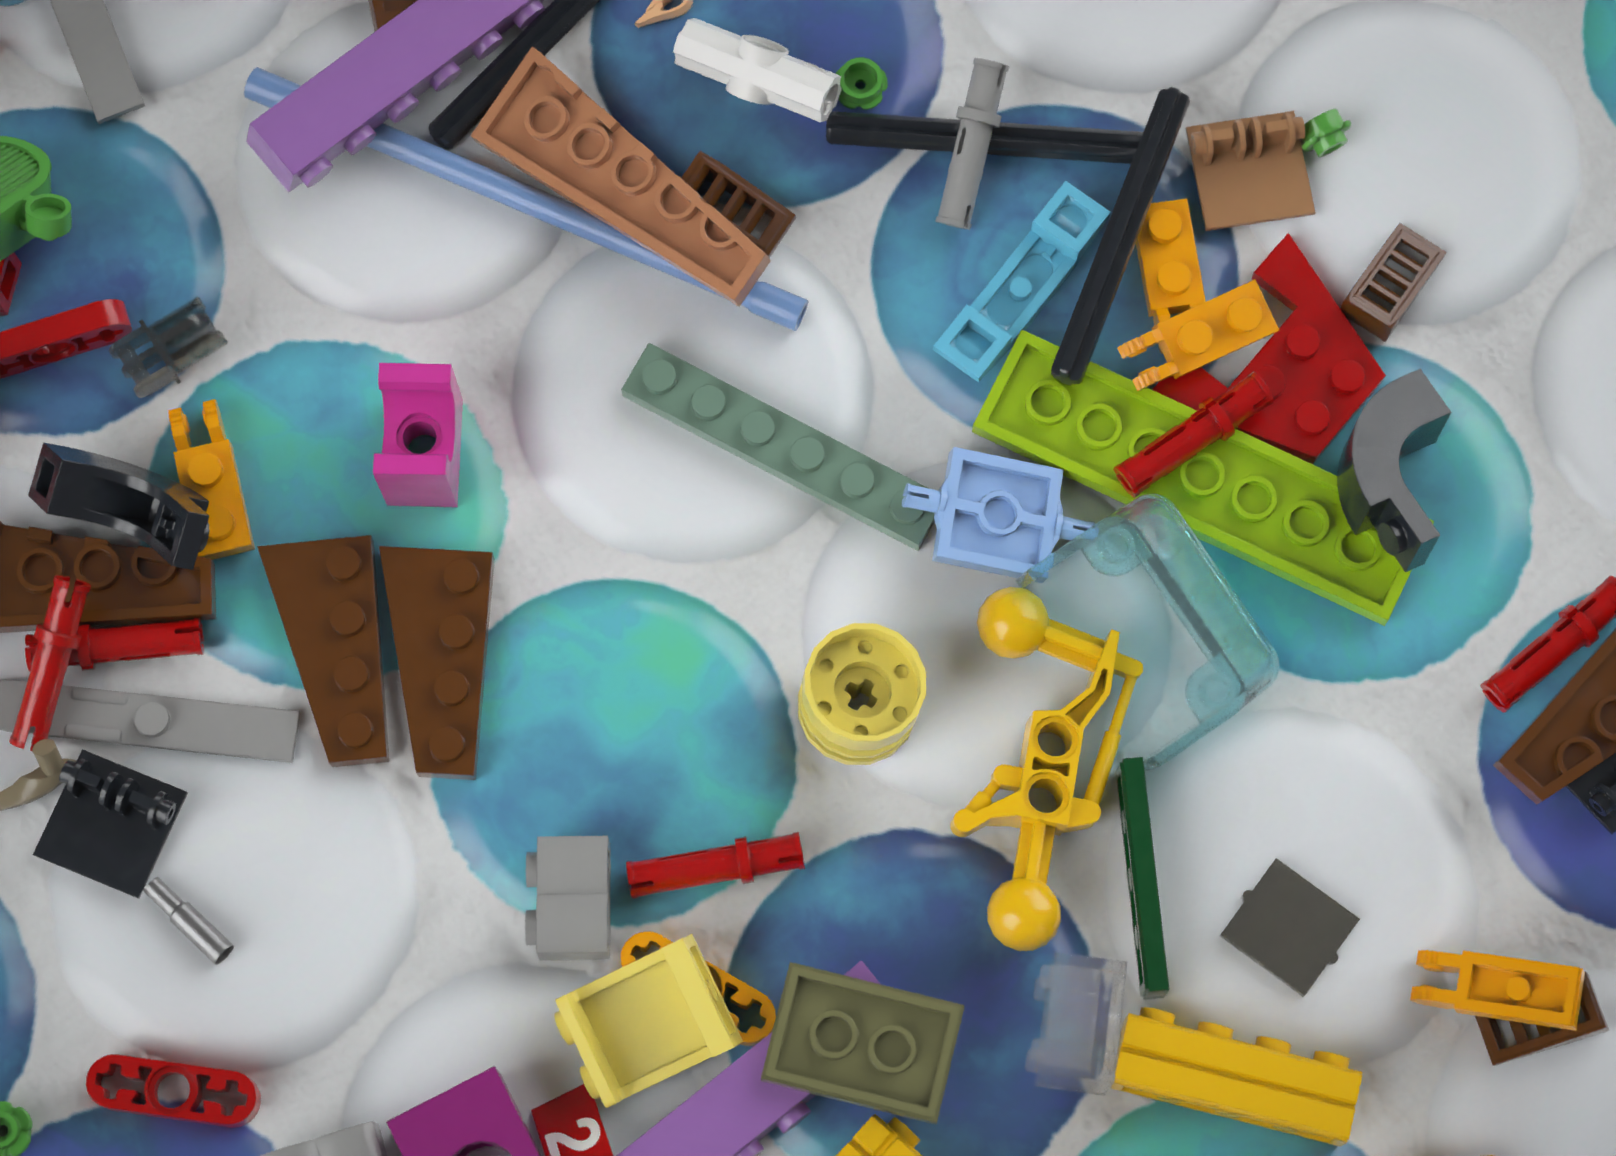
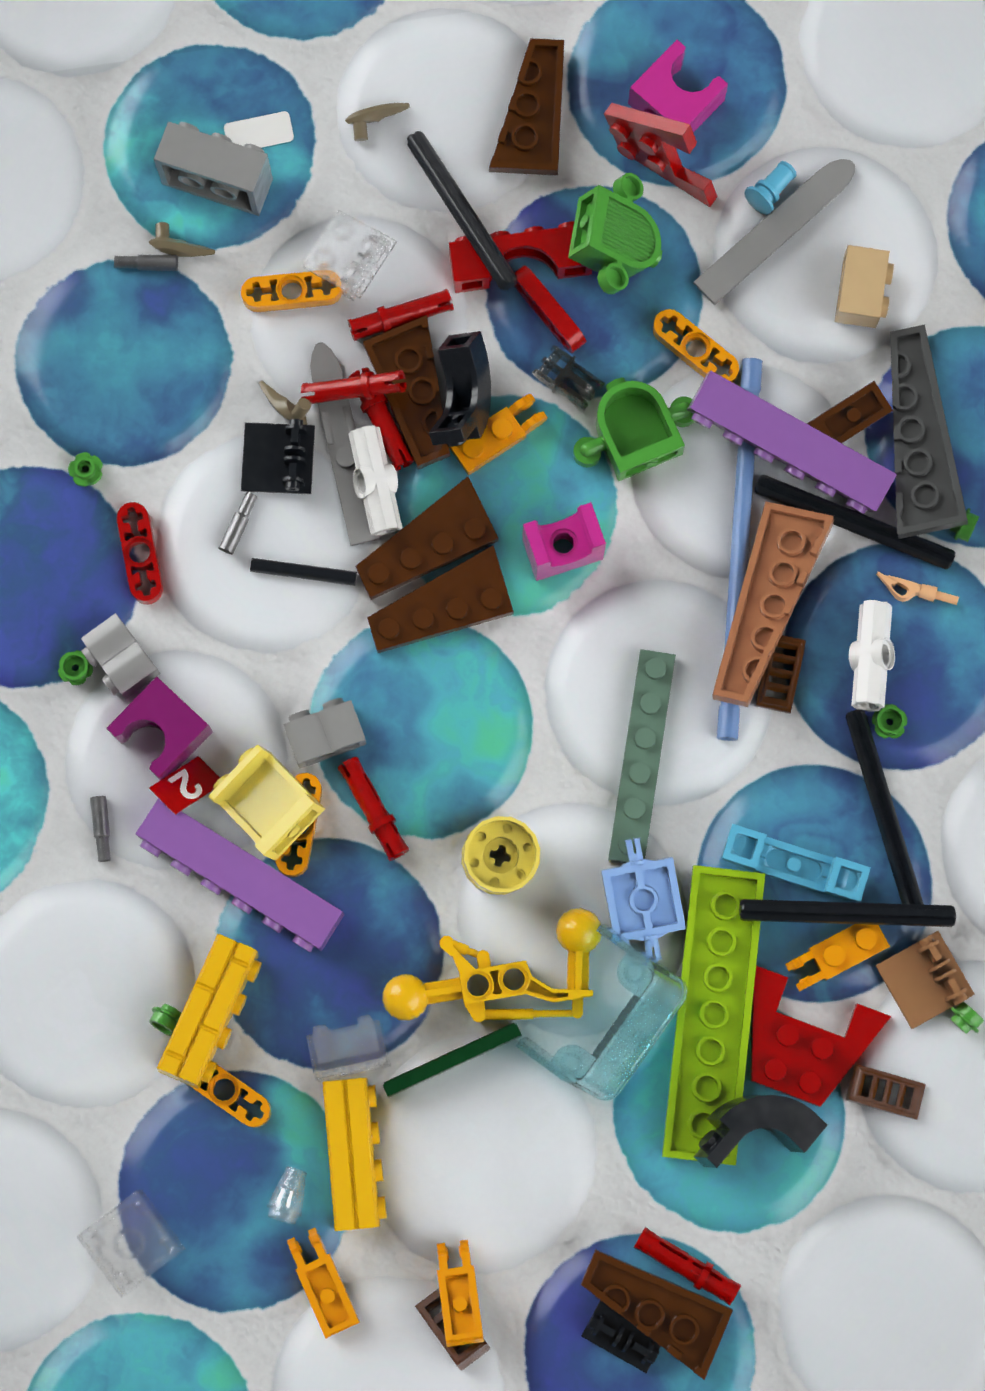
camera: 70 degrees right, 5 degrees up
(176, 146) = (670, 338): none -> light orange beam
(208, 684) = (375, 480): none -> white piece
(285, 280) = (634, 429): none -> bright green piece
(305, 846) = (303, 571): none -> black bar
(862, 1043) = (293, 928): olive tile -> none
(972, 143) = (884, 800): light grey pin -> none
(1204, 333) = (801, 984): light orange hinge -> none
(1212, 422) = (738, 1003): red pin -> none
(1289, 927) = (456, 1158): clear smoke piece -> none

